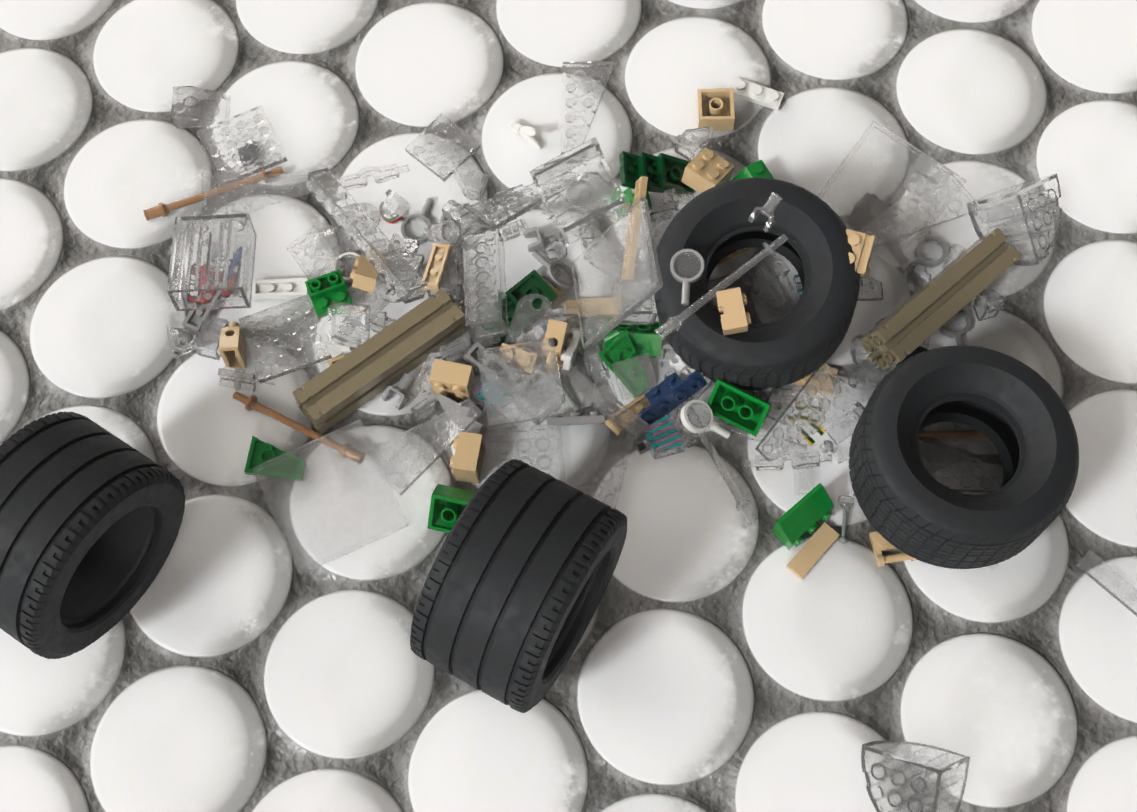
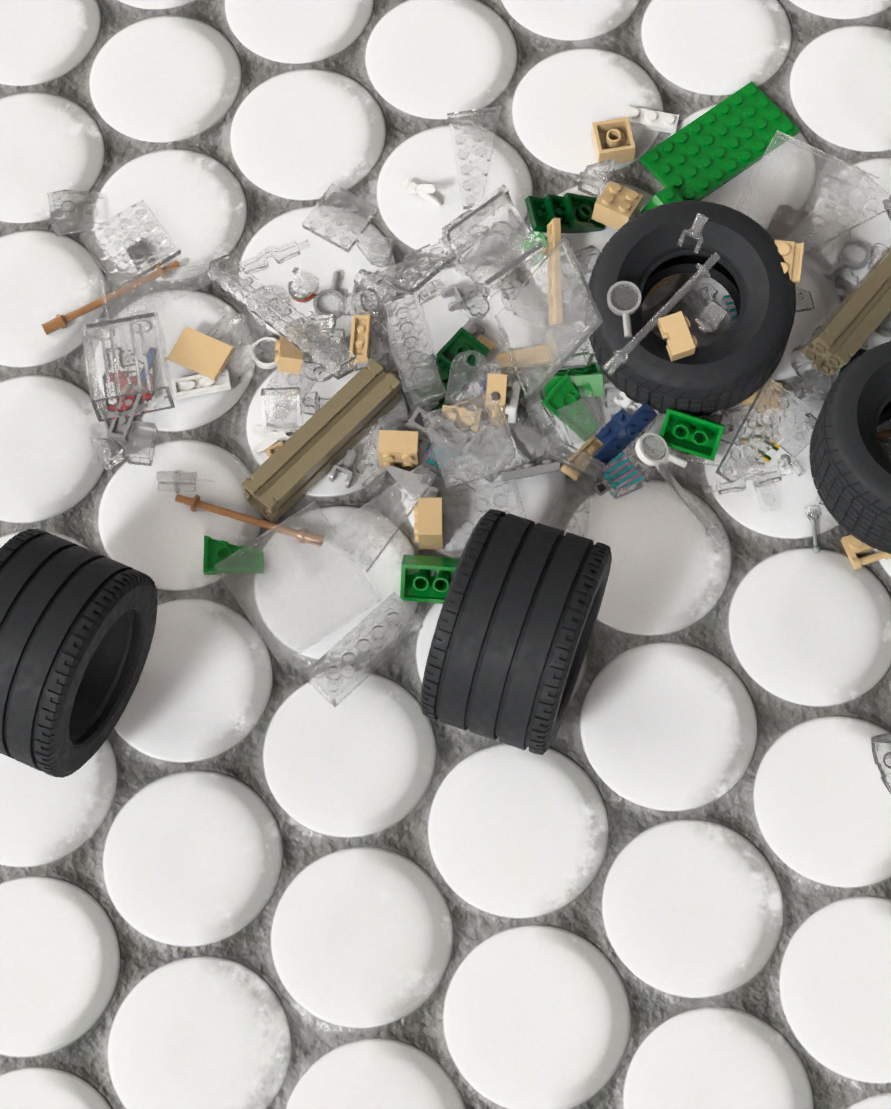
camera: 10 degrees left, 0 degrees up
(233, 339) = (163, 443): tan torso -> none
(284, 259) = (201, 353): none -> tan tile
(284, 338) = (217, 433): clear plate -> none
(326, 290) = (250, 379): green brick -> none
(381, 572) = (364, 649): none -> clear brick
(557, 272) = (483, 327): piece -> none
(674, 199) = (588, 237): clear piece -> none
(769, 297) = (711, 317): none -> clear bracket
(804, 517) = (774, 532): green slope -> none
(812, 551) = (788, 564): tan tile -> none
(816, 126) = (718, 144): none -> green plate

